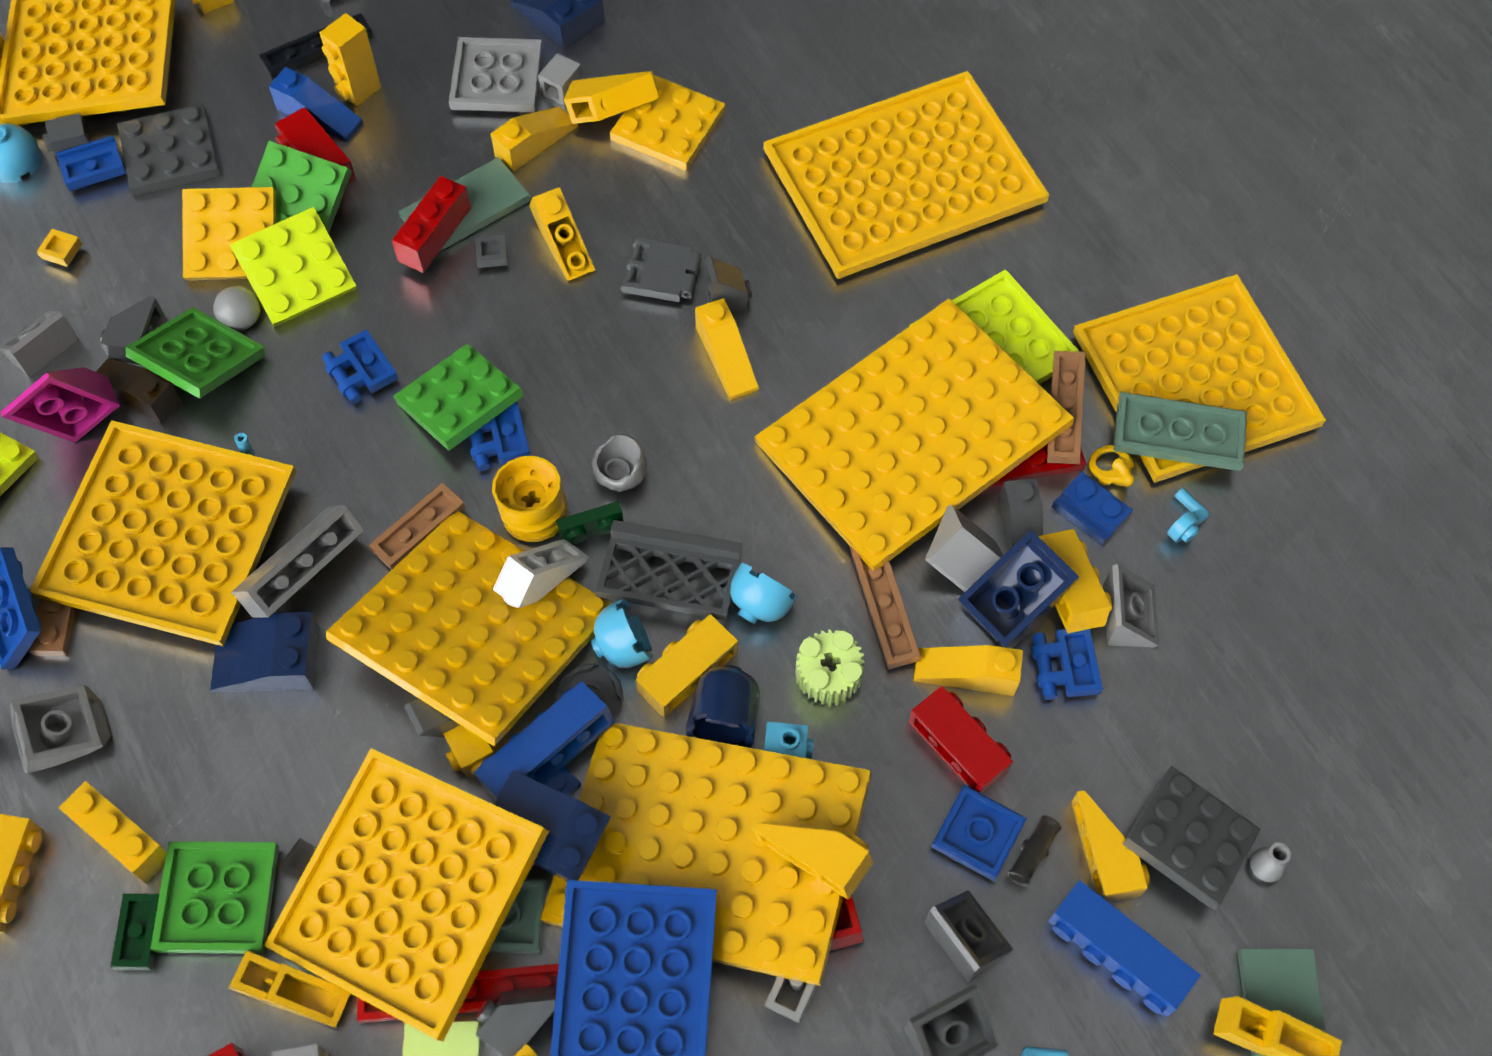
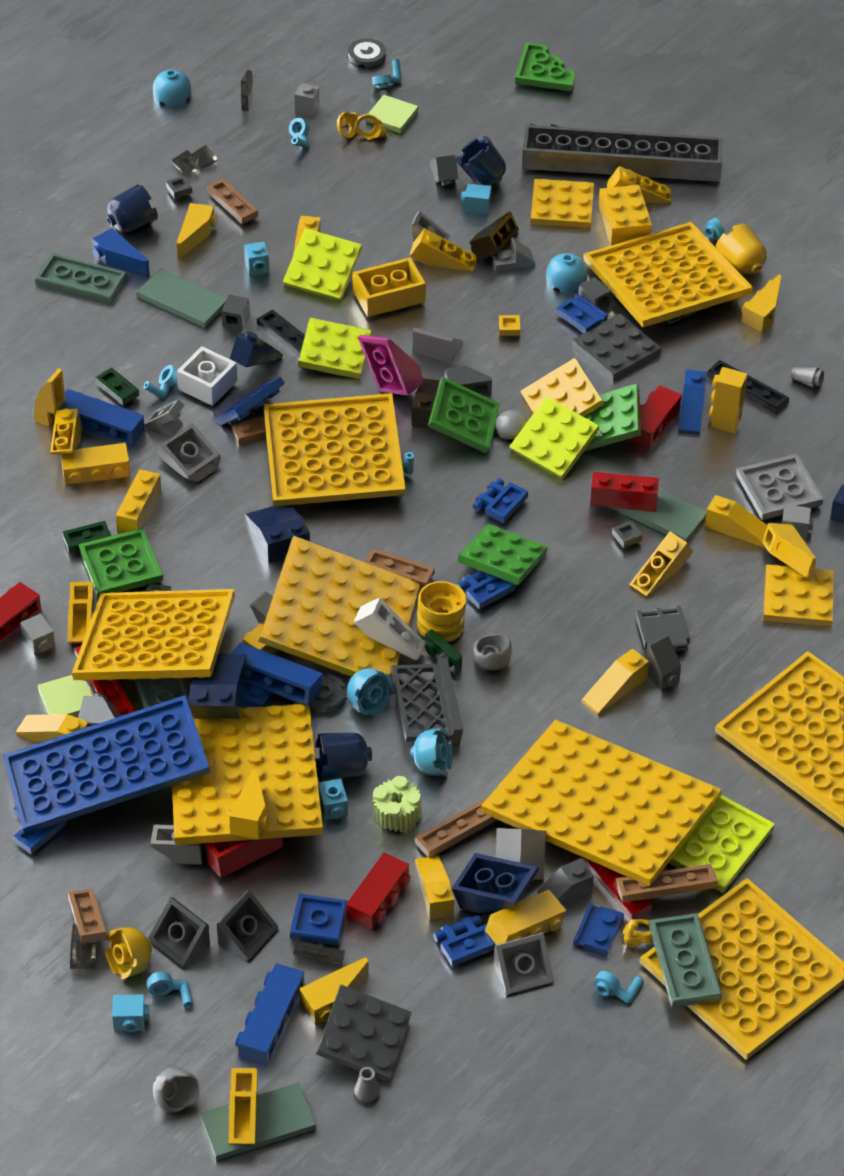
camera: 70 degrees right, 15 degrees down
(297, 561) = (341, 515): light grey brick -> none
(683, 663) = (380, 735): yellow brick -> none

